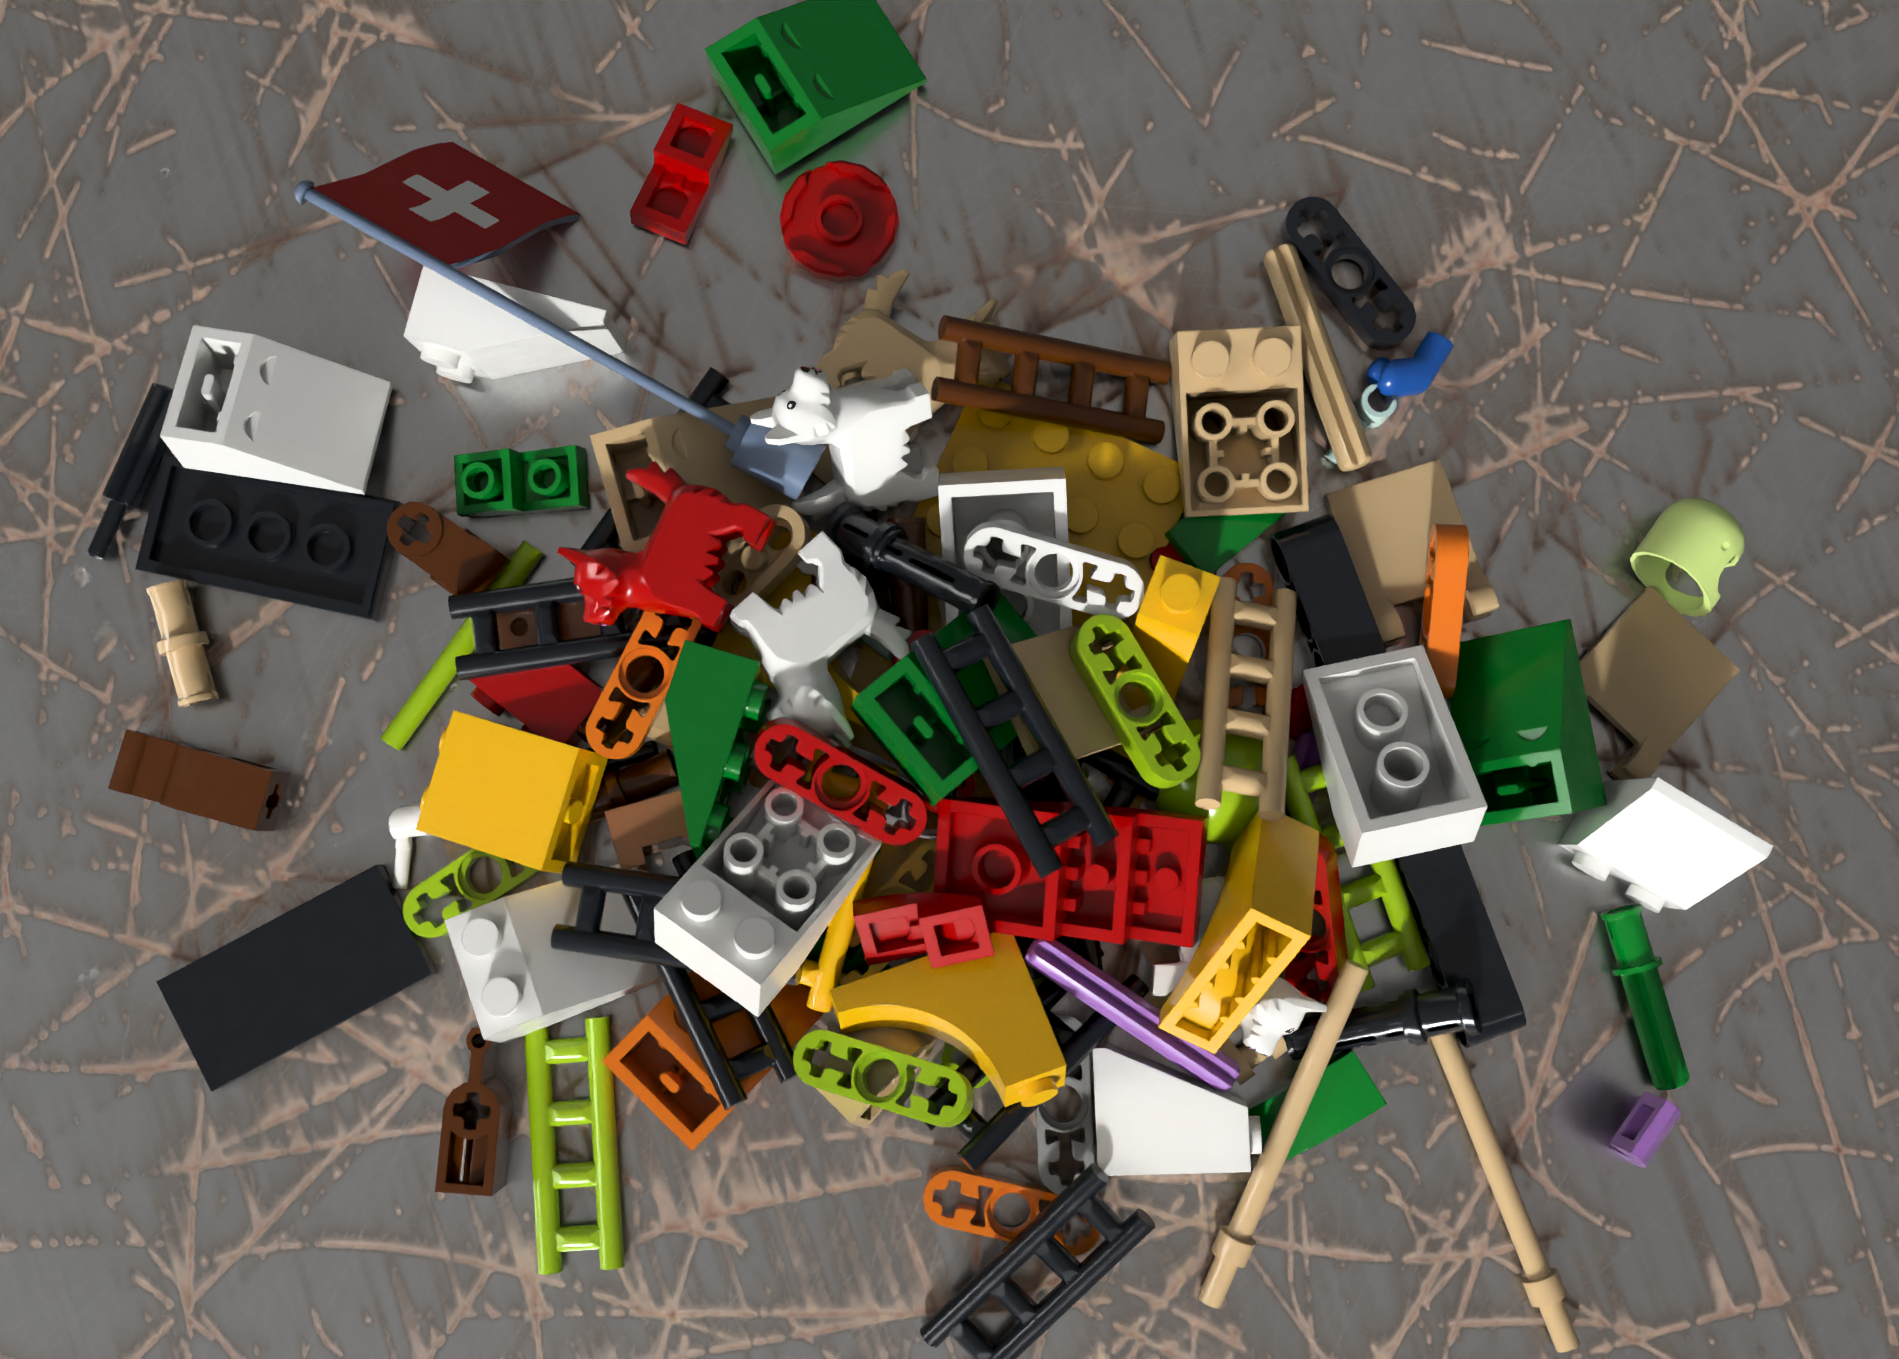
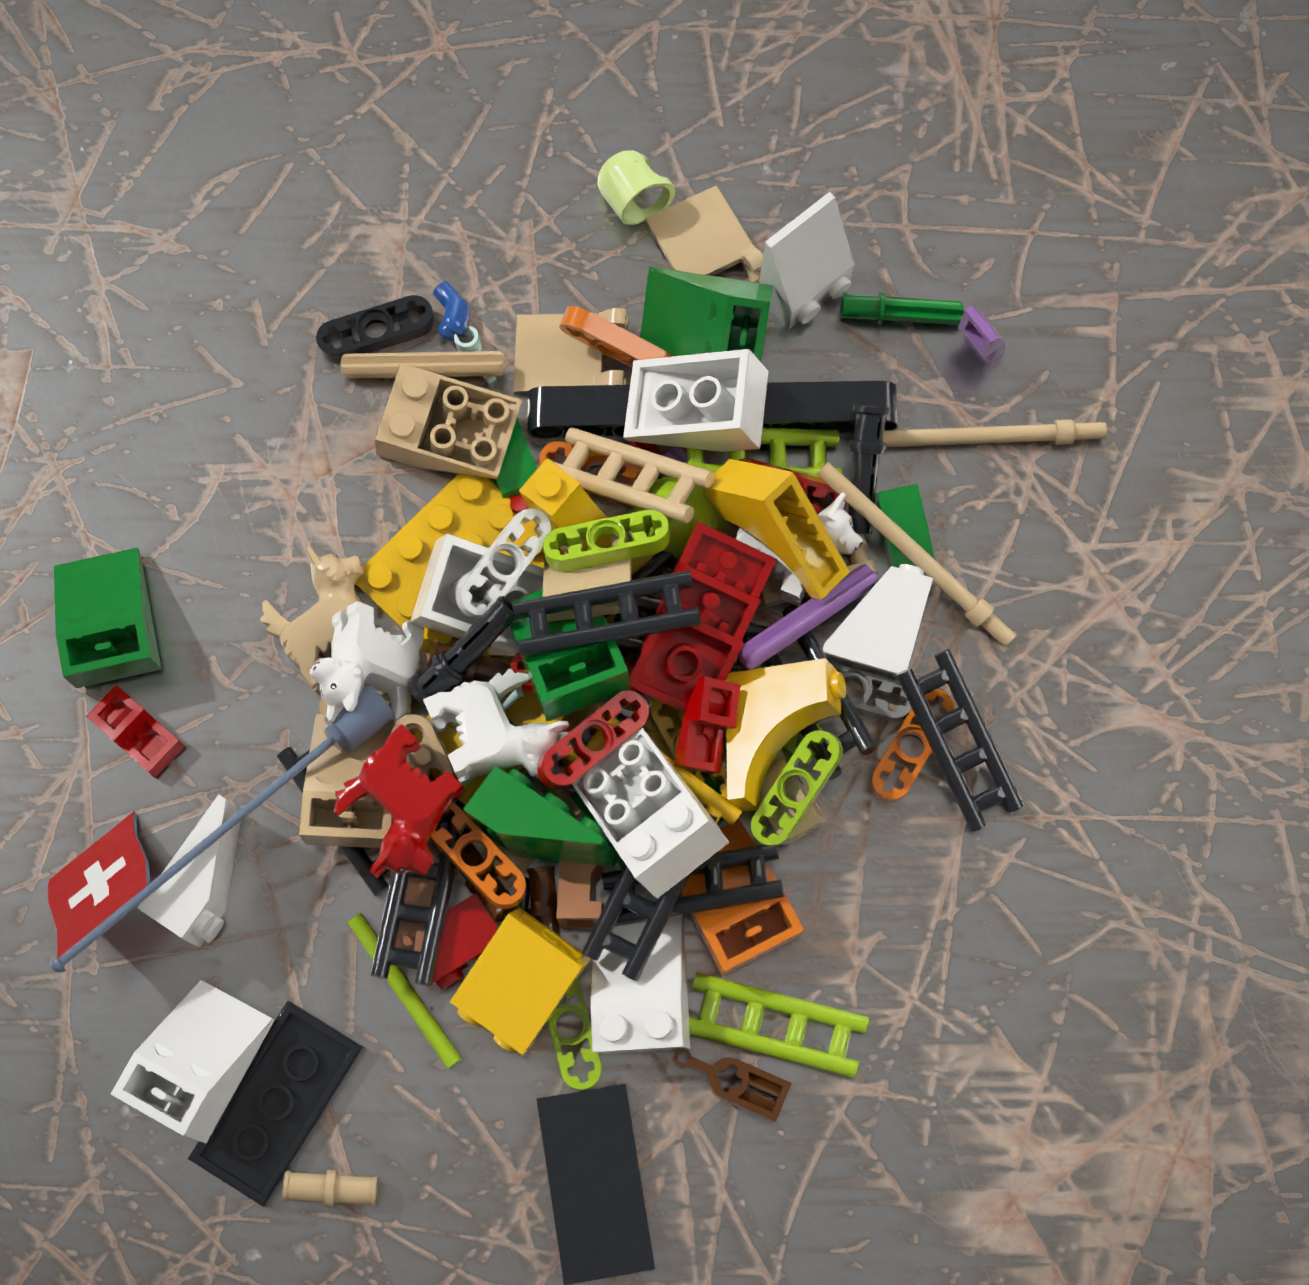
camera: 75 degrees left, 10 degrees down
(133, 468) = (187, 1181): black axle -> none
(199, 781) = (431, 1208): reddish brown piece -> none
(402, 828) = (514, 1067): white hand -> none
(451, 556) = (344, 970): reddish brown piece -> none
(521, 482) = (306, 911): green slope -> none
(839, 221) = (210, 638): red tile -> none
(1021, 399) = (381, 554): reddish brown bar -> none

